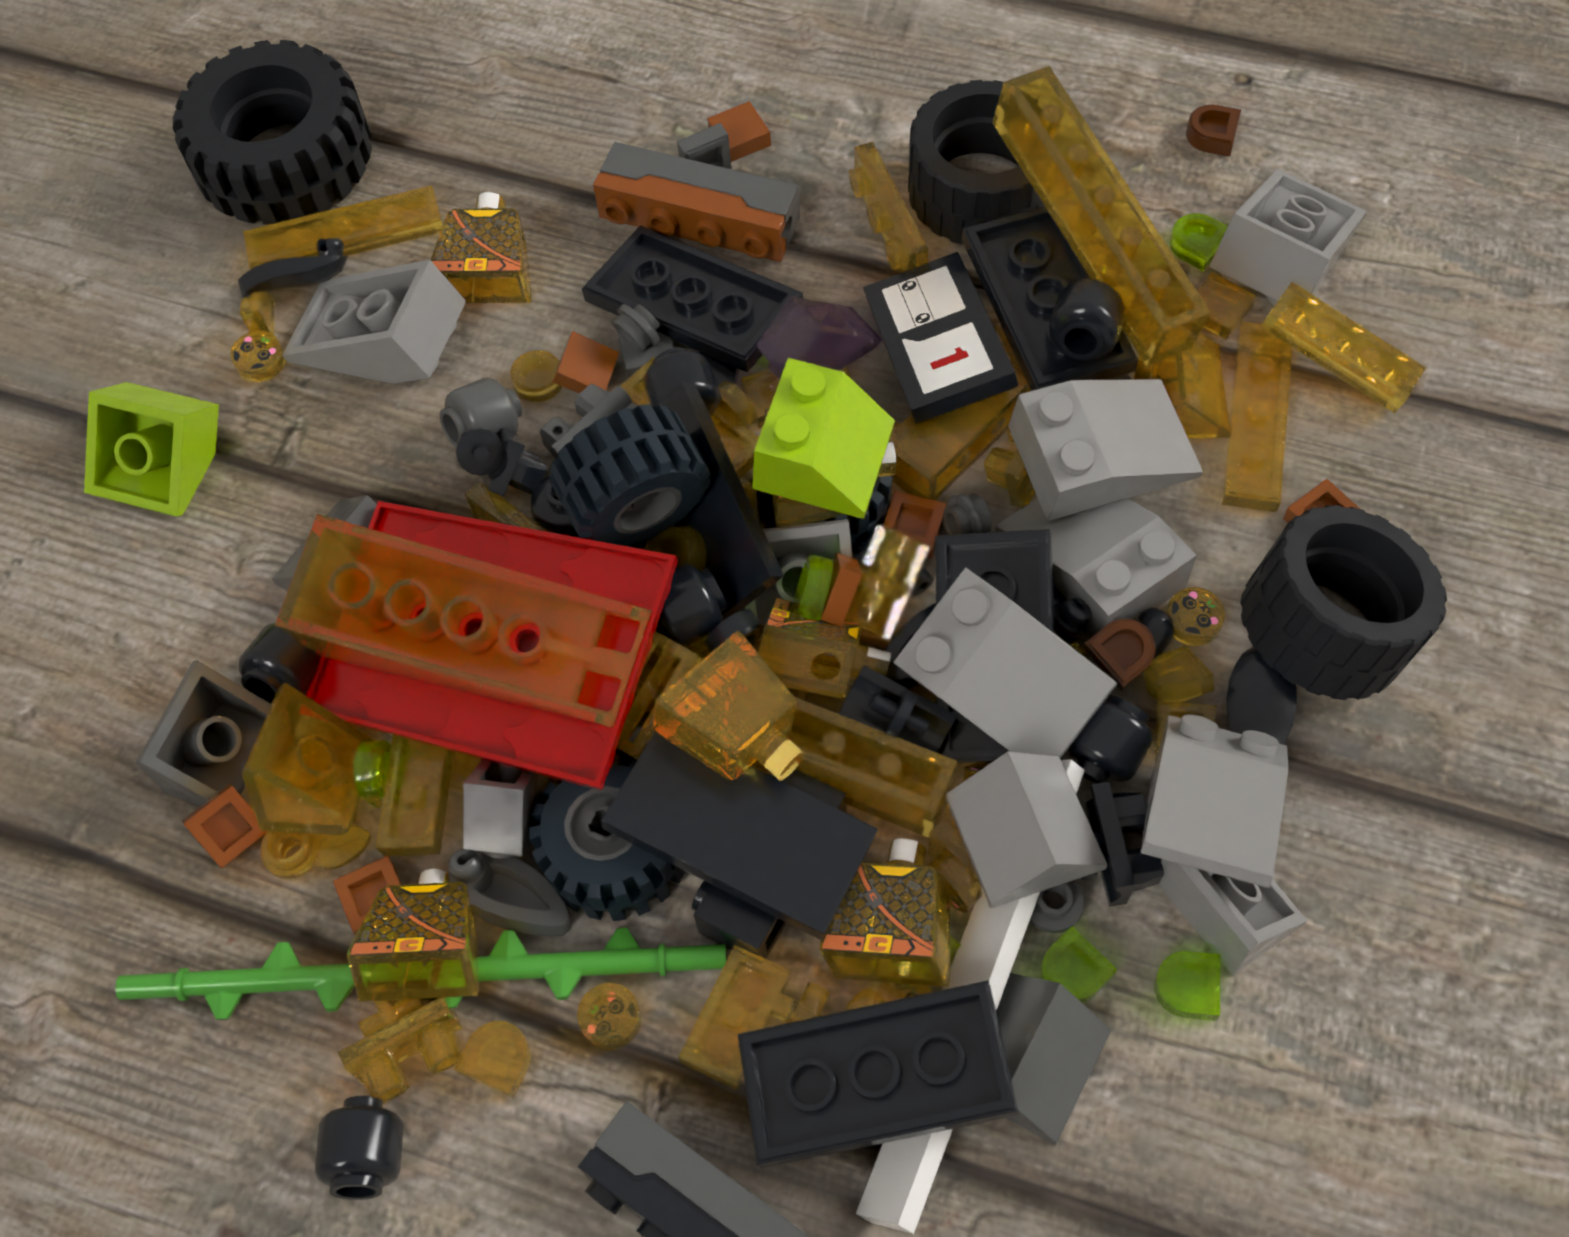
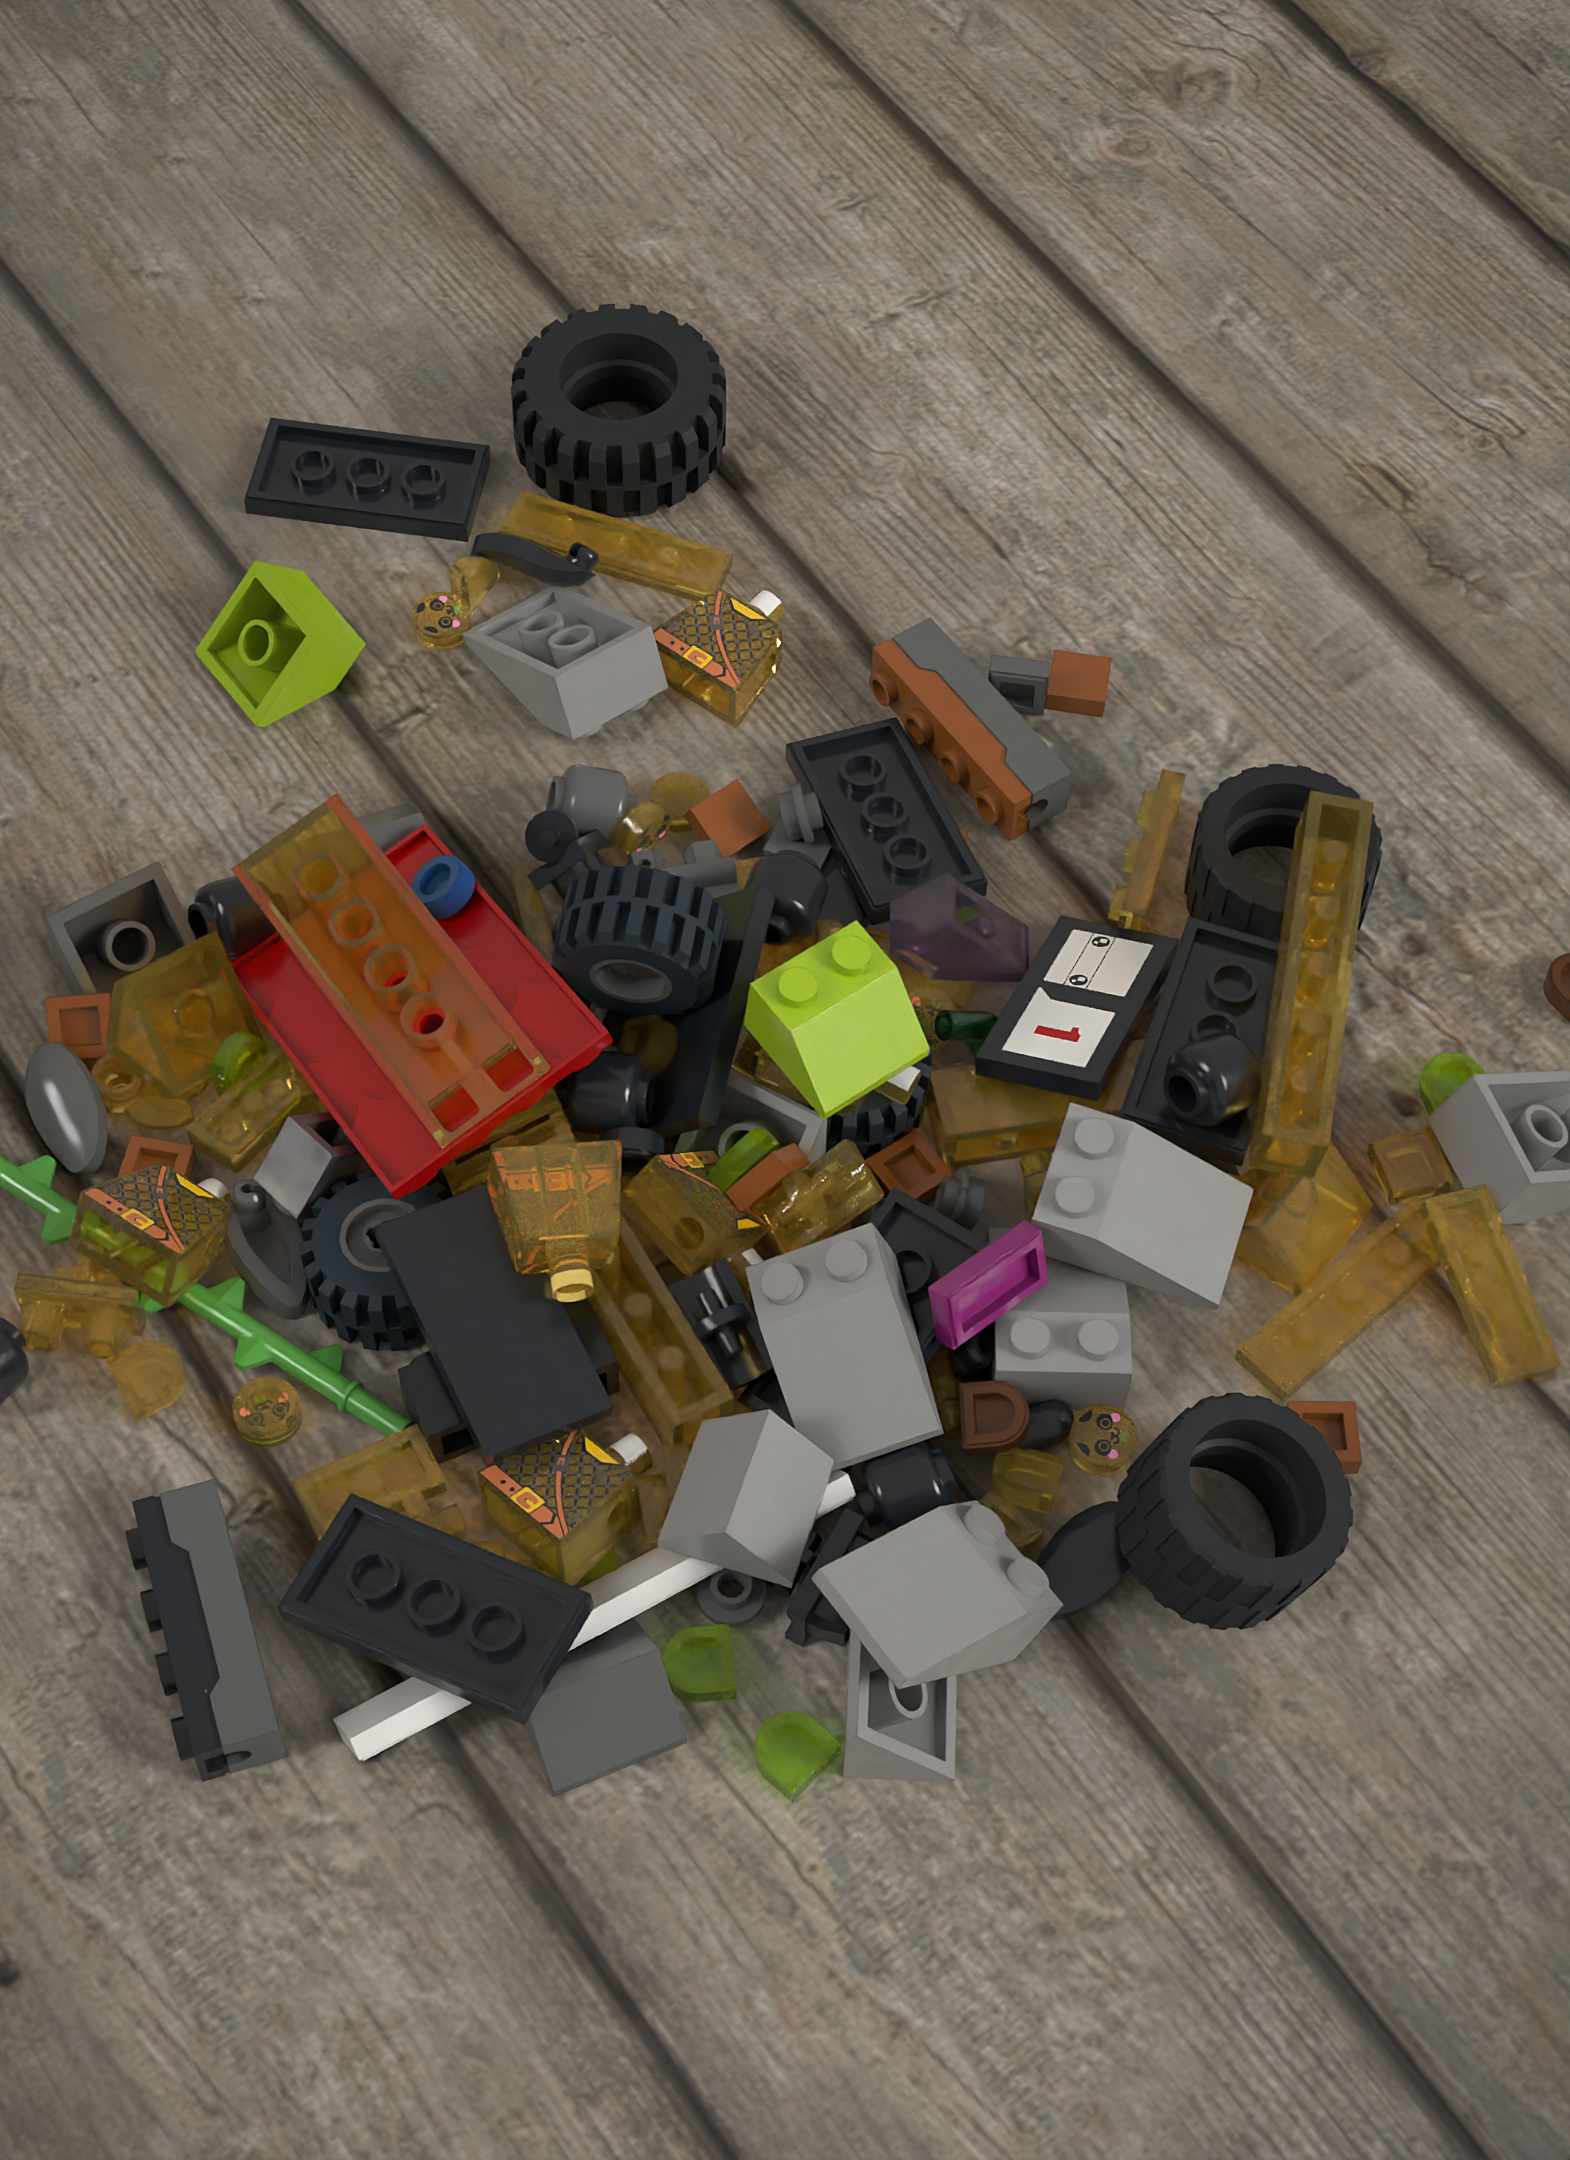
camera: 30 degrees right, 5 degrees down
(117, 292) = (368, 479): none -> black tile
(264, 895) = (66, 1107): none -> dark grey arm
(439, 530) = (444, 885): none -> blue tile
(531, 407) = (644, 827): none -> clear yellow tile
(889, 397) = (965, 1027): none -> clear green arm
(1063, 559) = (988, 1284): none -> magenta tile

